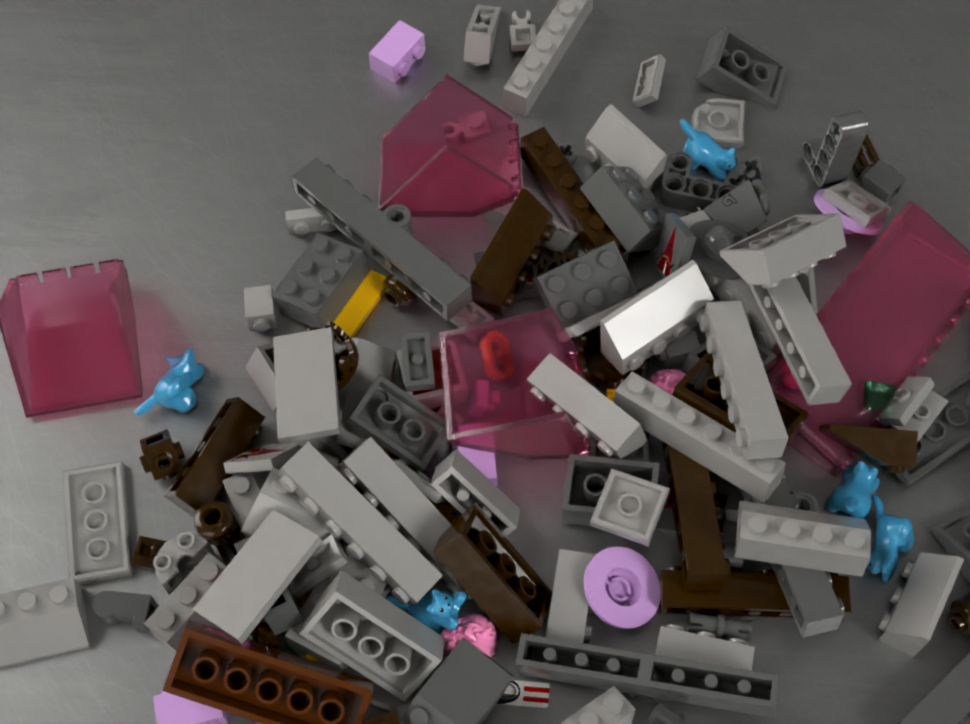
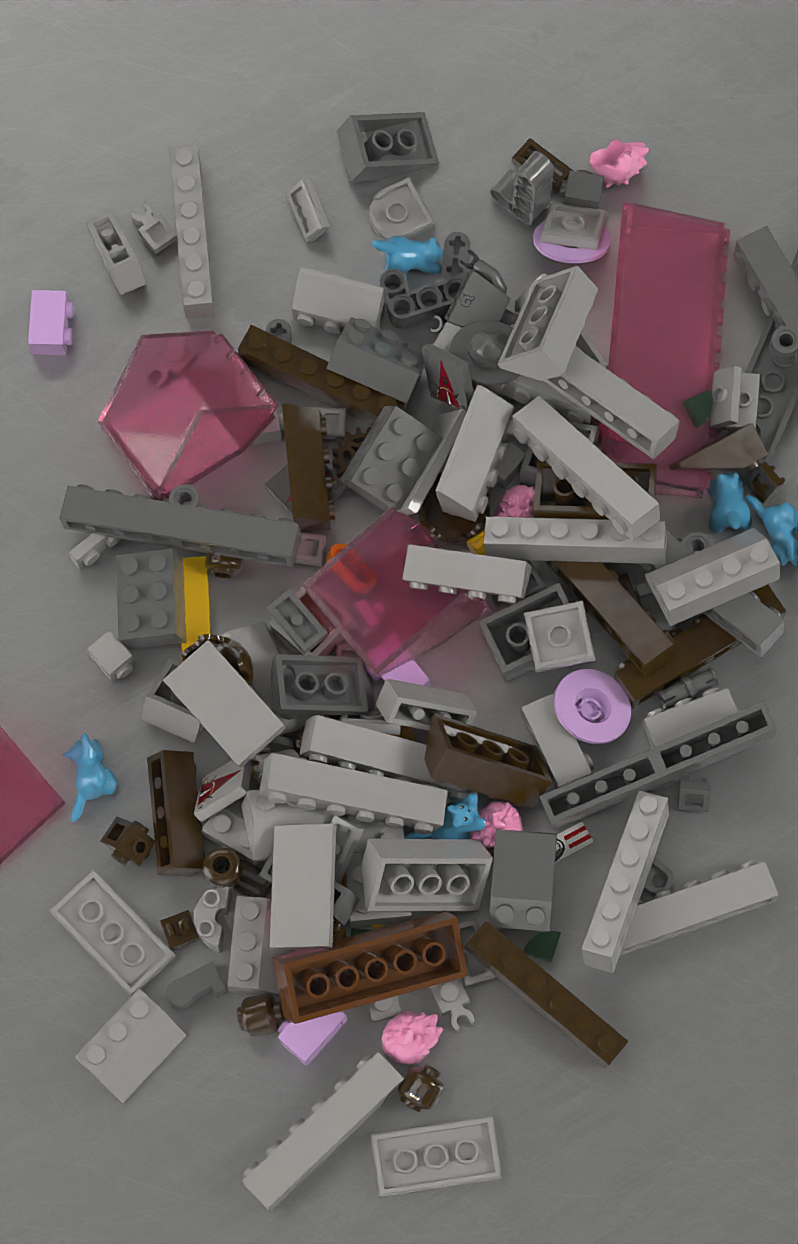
camera: 30 degrees left, 10 degrees up
(152, 666) = (260, 1014): none -> dark brown head
(898, 493) = (764, 482): none -> dark brown tile
(925, 178) = (619, 161): none -> bright pink hair

